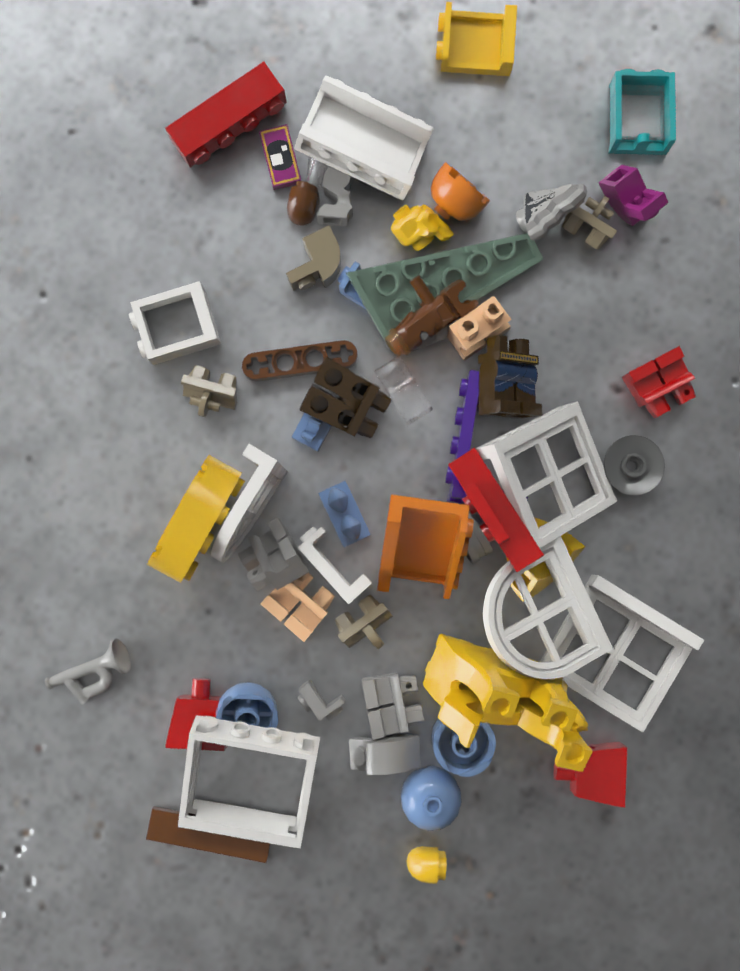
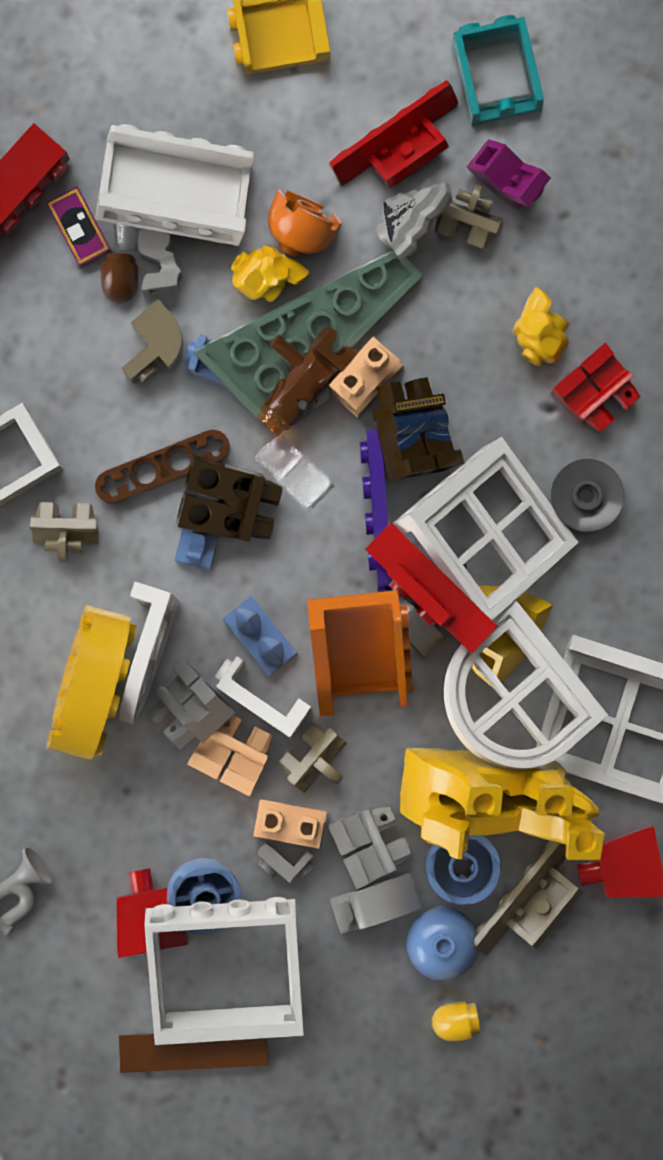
camera: 10 degrees left, 0 degrees up
(333, 674) = (290, 823): none -> light nougat hips
(513, 786) = (534, 904): none -> dark tan bracket
(550, 150) = (401, 142): none -> red bracket
(628, 324) = (541, 330): none -> yellow head

